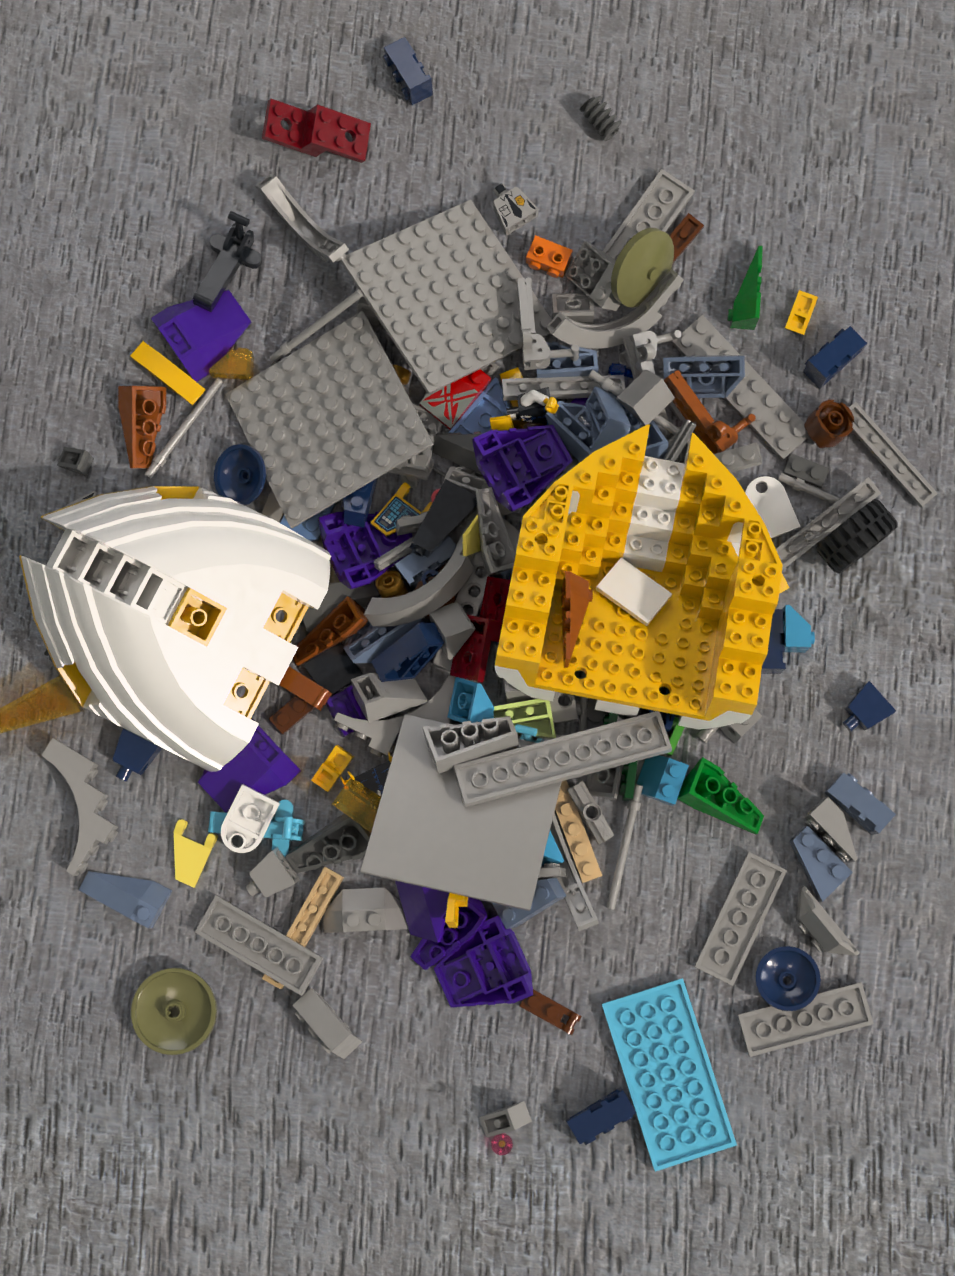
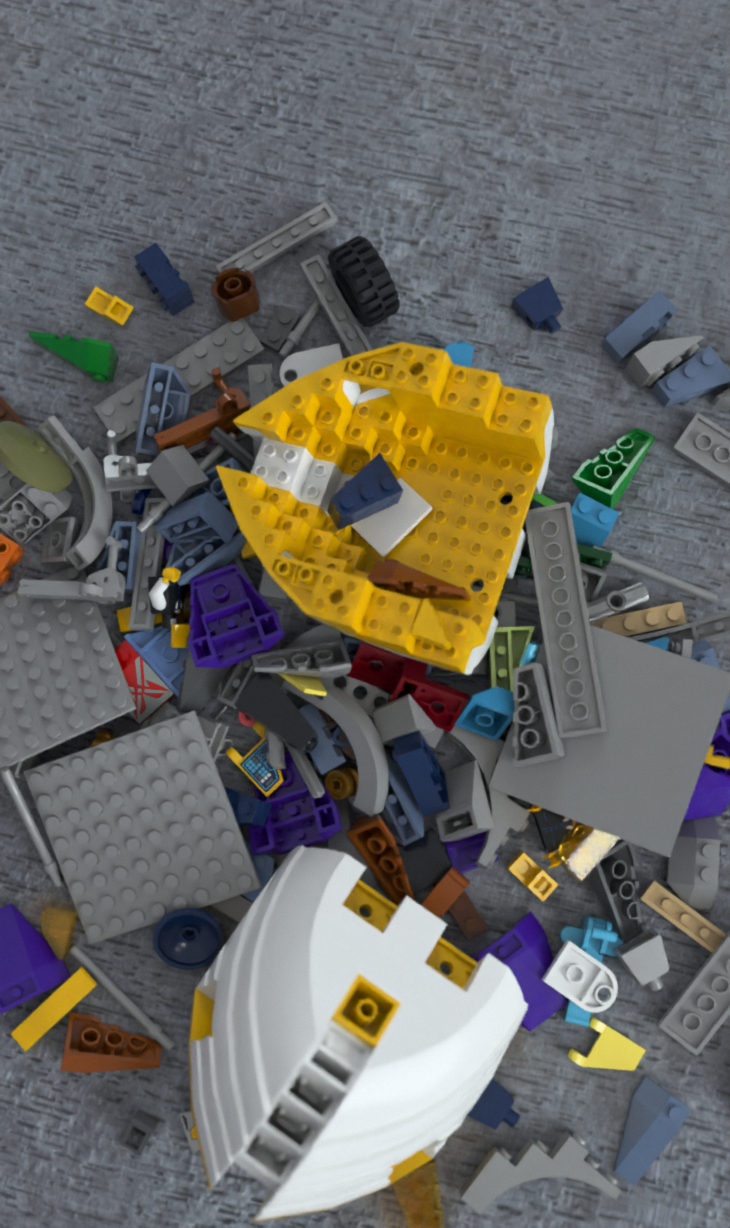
camera: 90 degrees left, 0 degrees up
(528, 624) = (428, 627): none -> yellow slope
(647, 561) = (365, 494): none -> dark blue wedge

